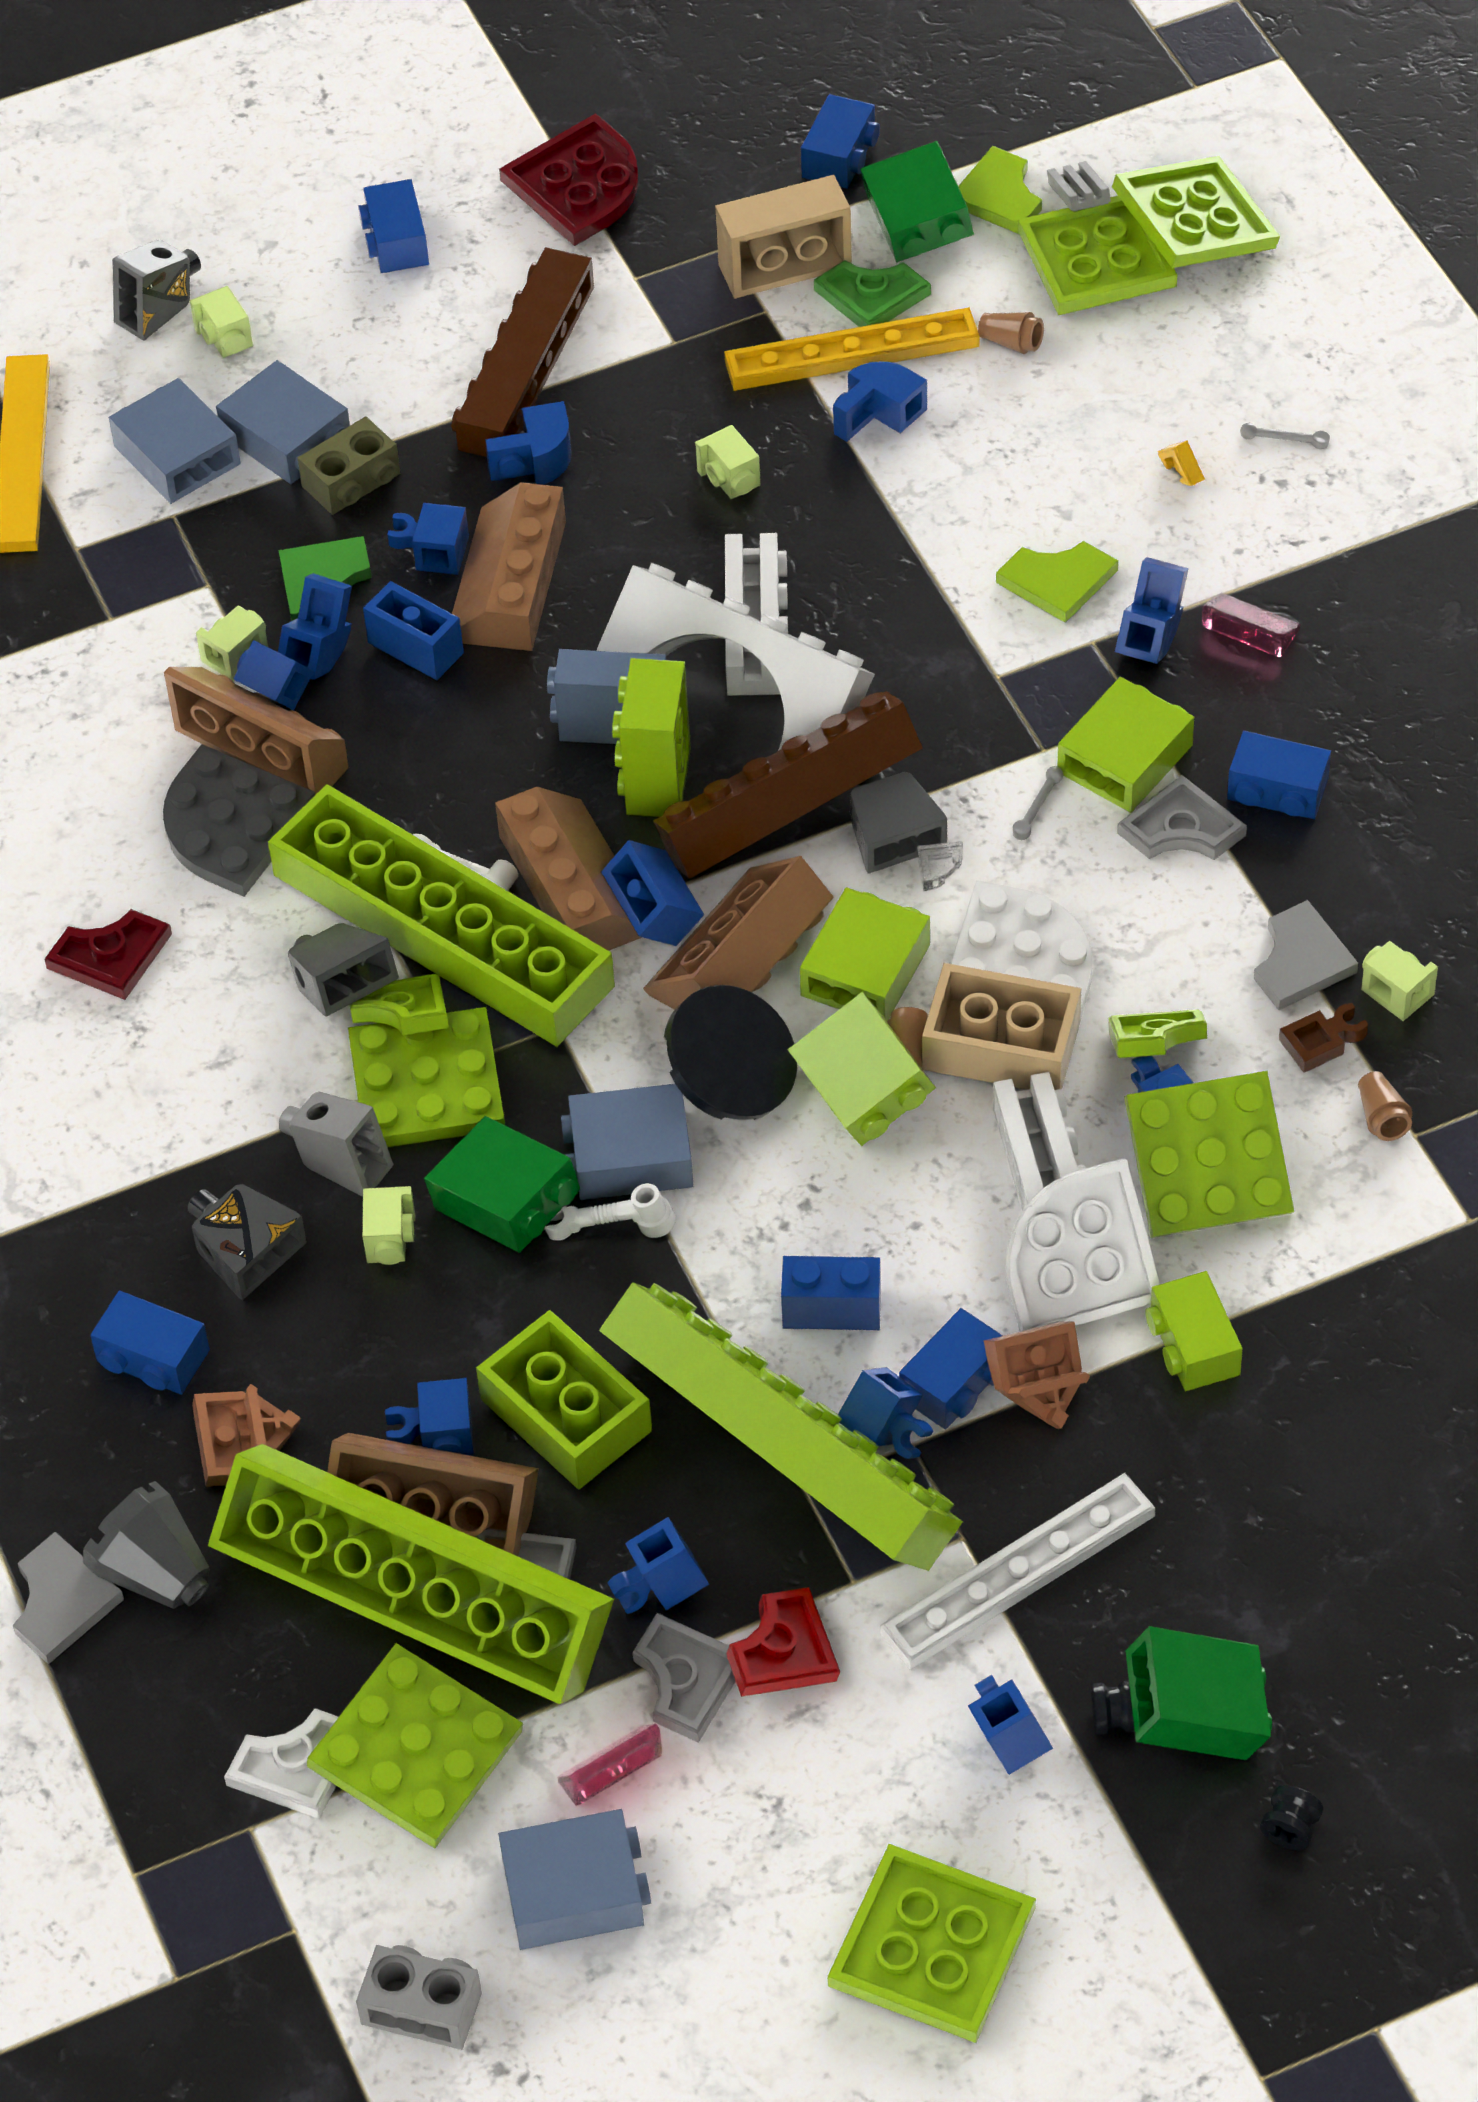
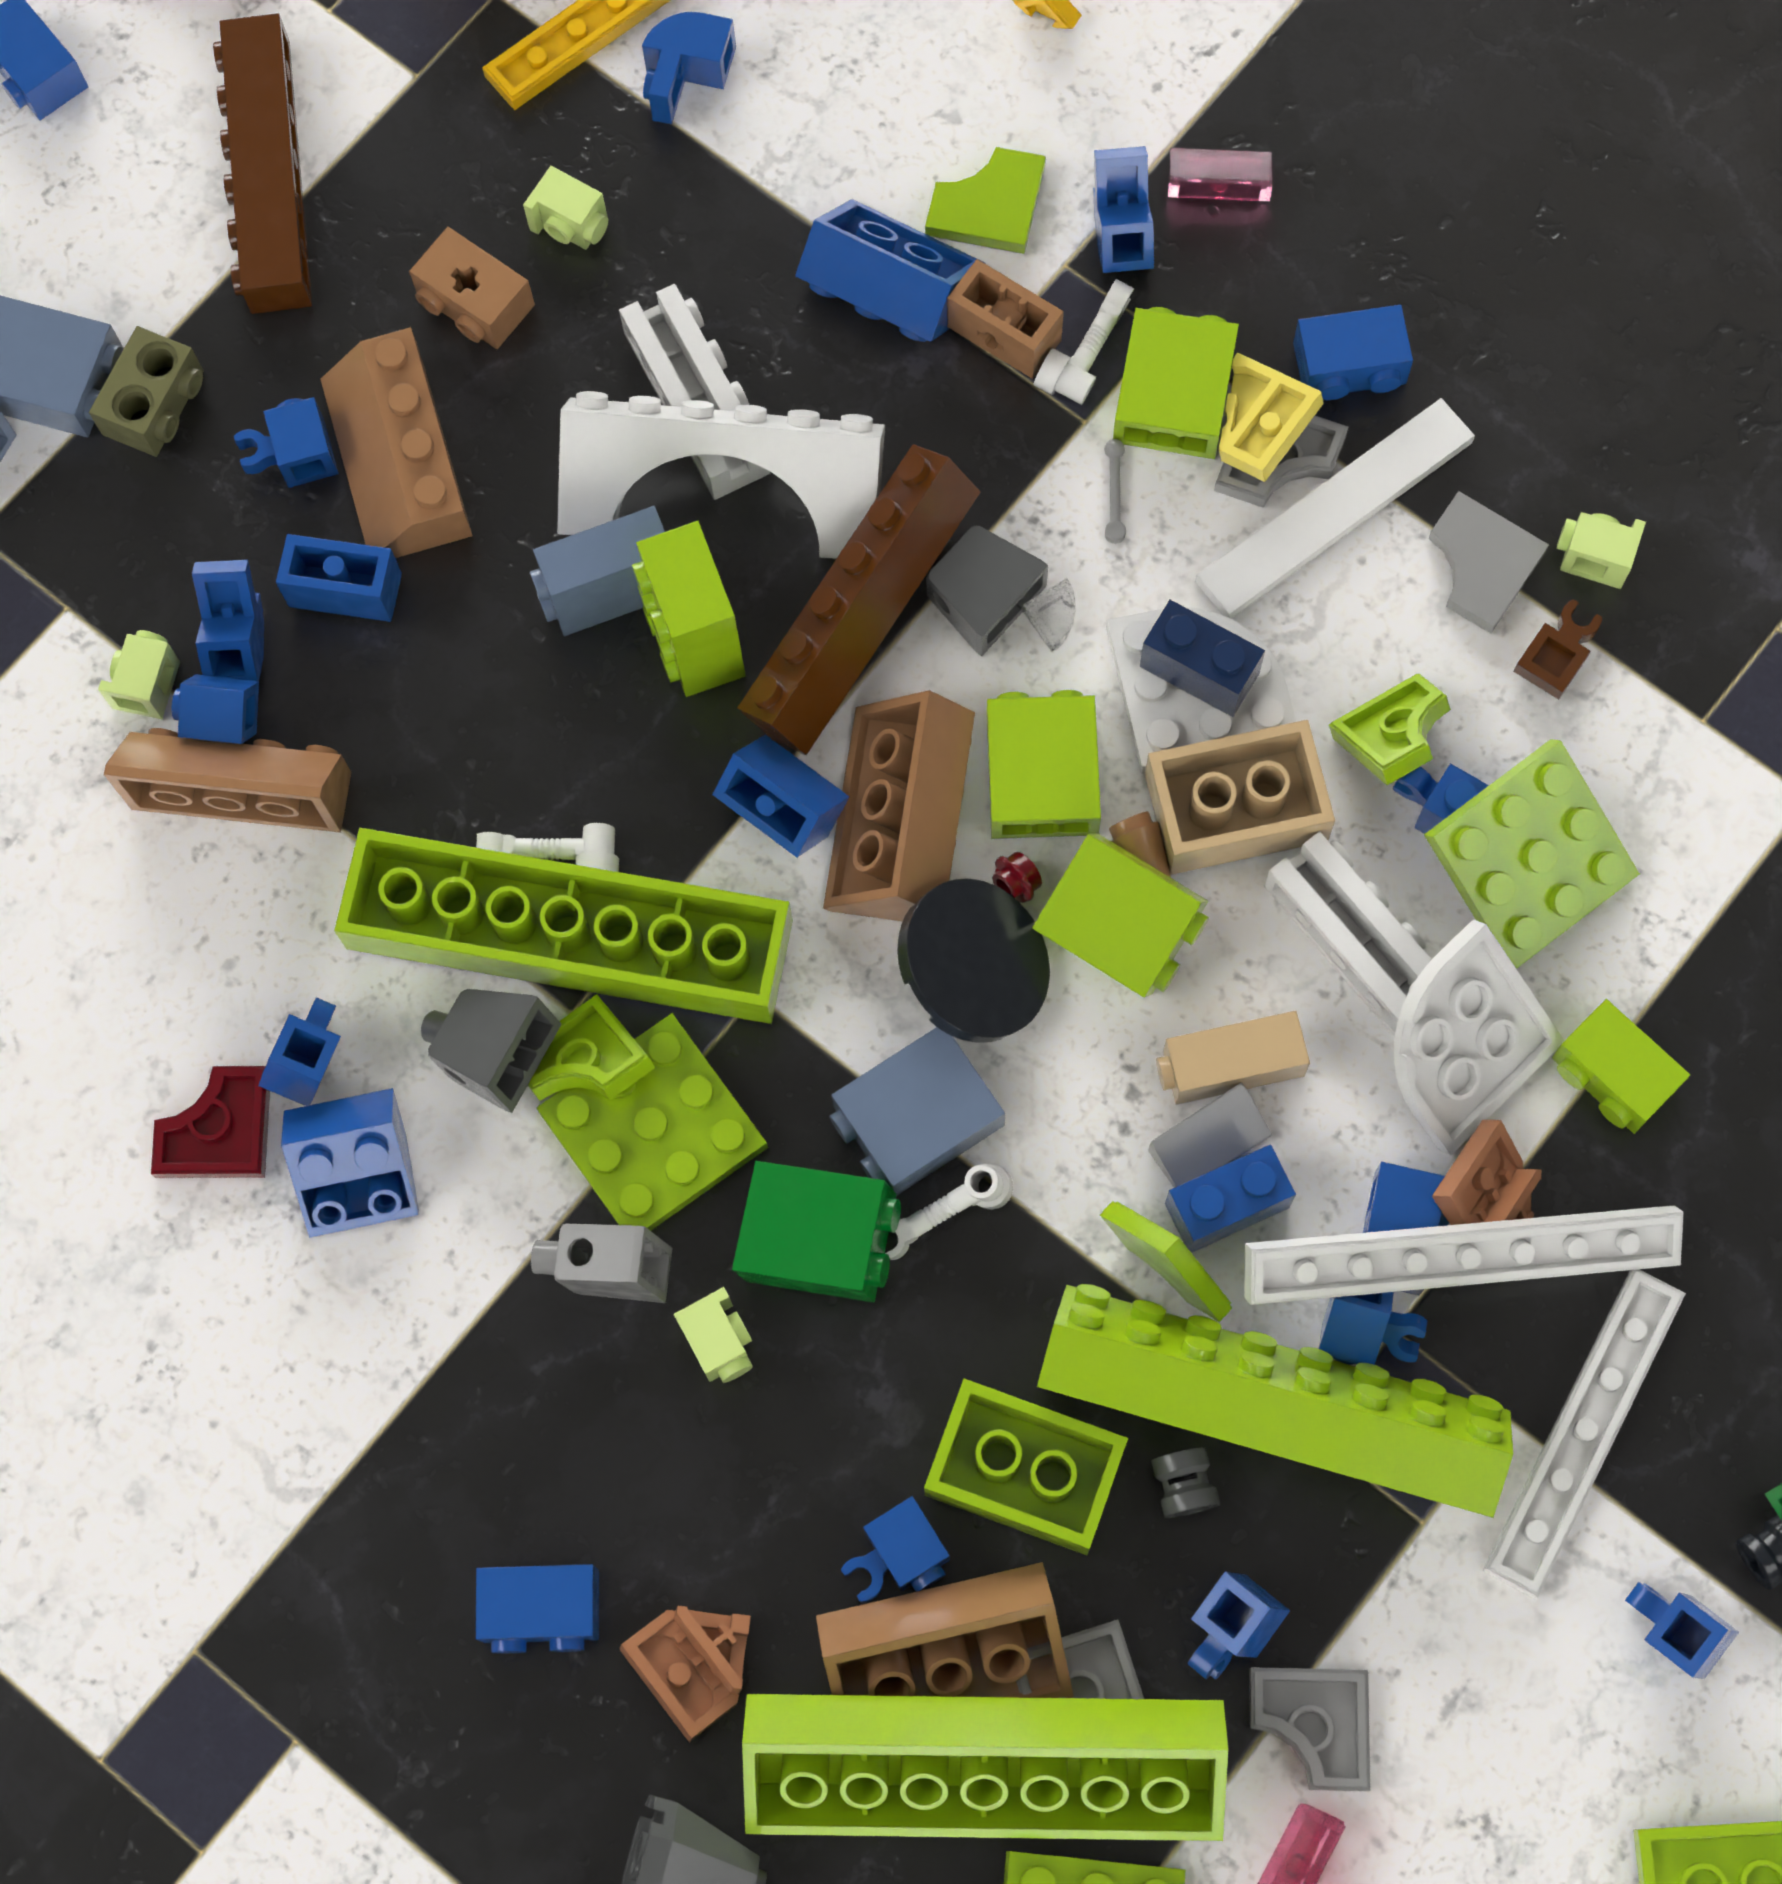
camera: 25 degrees left, 20 degrees up
(190, 1007) = (349, 1162): none -> blue slope
(196, 920) = (301, 1055): none -> blue brick
(225, 814) = (257, 898): dark grey plate -> none
(244, 1235) = (565, 1422): dark grey torso -> none
(337, 560) = (185, 533): bright green tile -> none
(539, 451) = (349, 279): blue brick -> none
(562, 863) = (665, 800): medium nougat slope -> none
(626, 487) = (471, 289): none -> medium nougat brick
(680, 1470) = (1189, 1495): none -> dark grey wheel
(756, 1304) = (1169, 1258): none -> lime tile
(786, 1648) = (1406, 1643): red tile -> none
(800, 1018) = (1017, 876): none -> dark red plate
(847, 1239) = (1210, 1137): none -> light grey slope
(893, 1203) = (1225, 1056): none -> tan brick
(948, 589) = (883, 268): none -> blue slope
(986, 1389) = (1462, 1254): none -> white tile
(1016, 649) = (1004, 318): none -> medium nougat brick
(1025, 920) = (1201, 658): none -> dark blue brick
(1049, 711) = (1070, 374): none -> white brick
(1178, 788) = (1264, 416): none -> light yellow wing
(1203, 877) = (1334, 509): none -> white tile
(1384, 1108) = (1664, 707): medium nougat cone -> none

